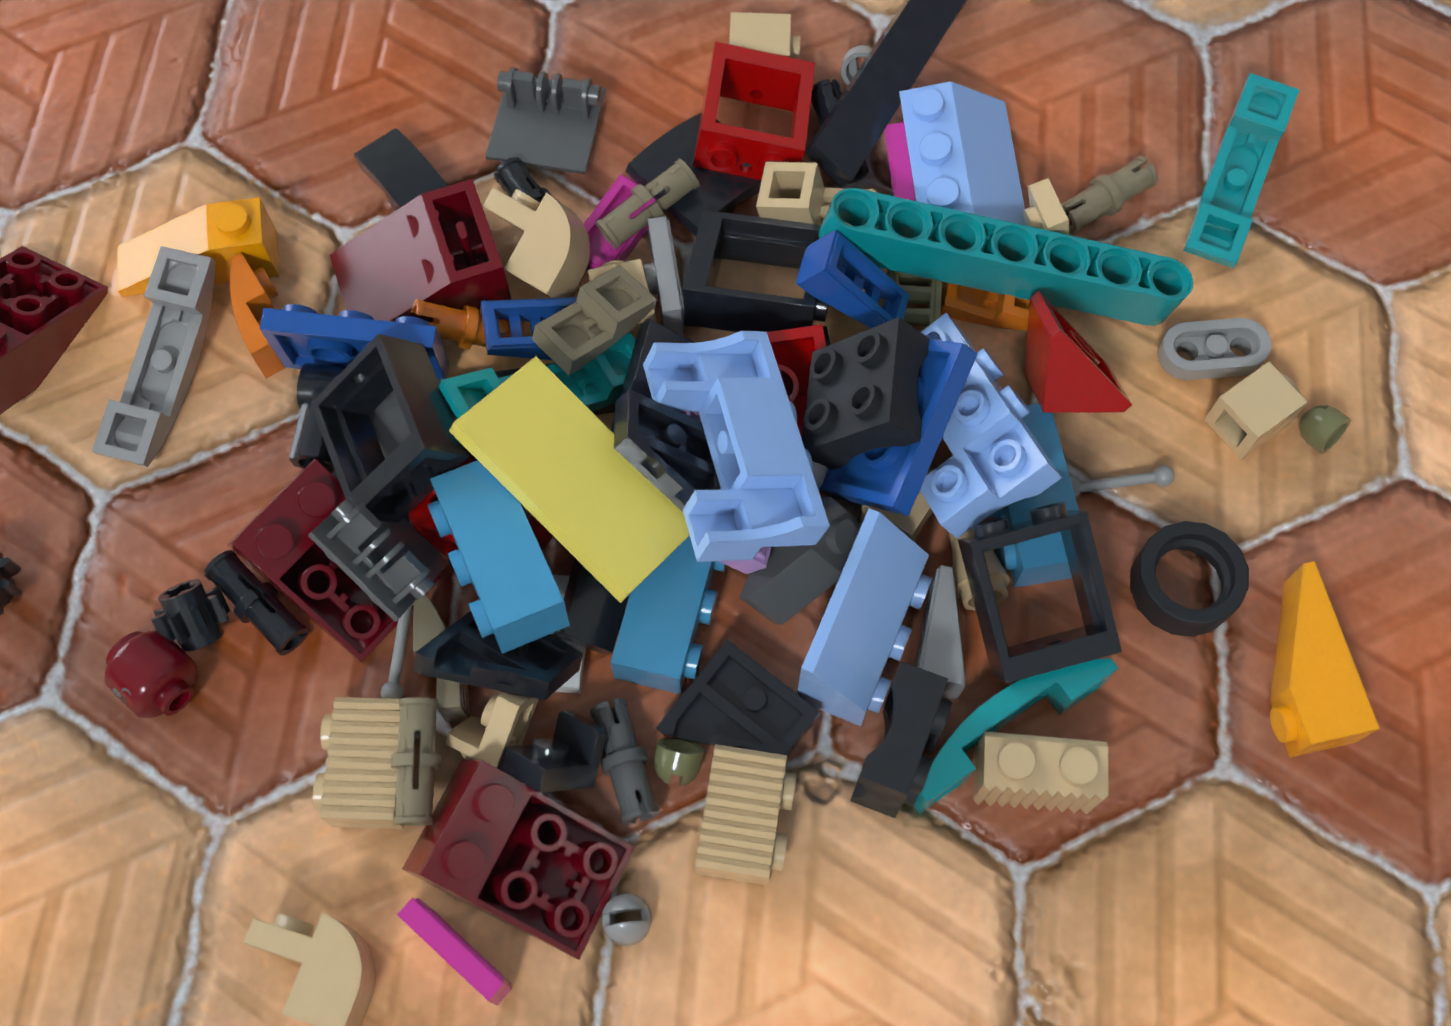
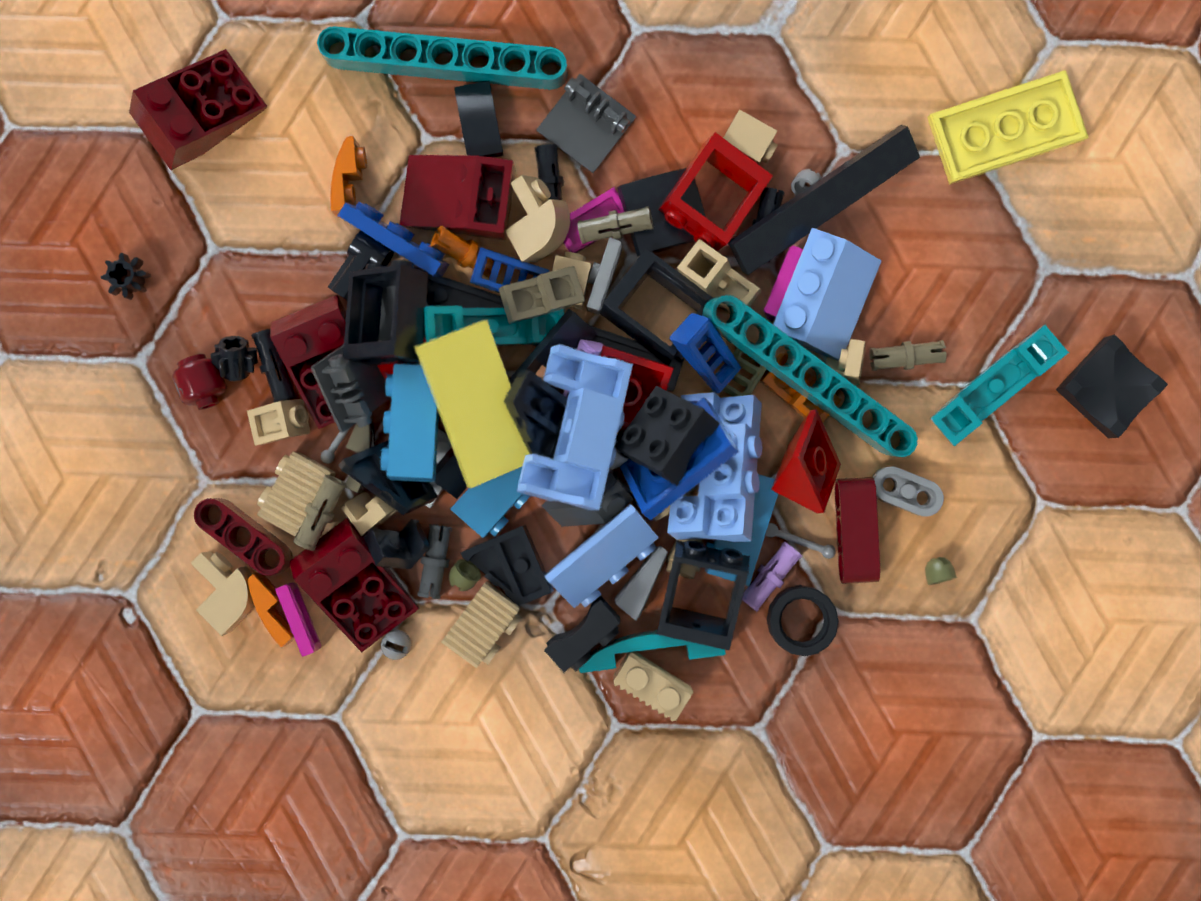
camera: 30 degrees right, 20 degrees up
(164, 360) = (279, 181): light grey slope -> none
(210, 231) = (330, 112): light orange slope -> none
(286, 854) = (226, 534): none -> dark red beam
(294, 674) = (278, 421): none -> tan bracket
(319, 126) = (429, 47): none -> teal beam
(395, 949) = (265, 602): none -> orange slope
(1112, 536) = (771, 576): none -> lavender pin
(1186, 427) = (857, 530): none -> dark red beam
(1255, 410) = (906, 543): tan brick -> none
(1314, 681) = (833, 712): light orange slope -> none
(1374, 113) = (1111, 387): none -> black brick

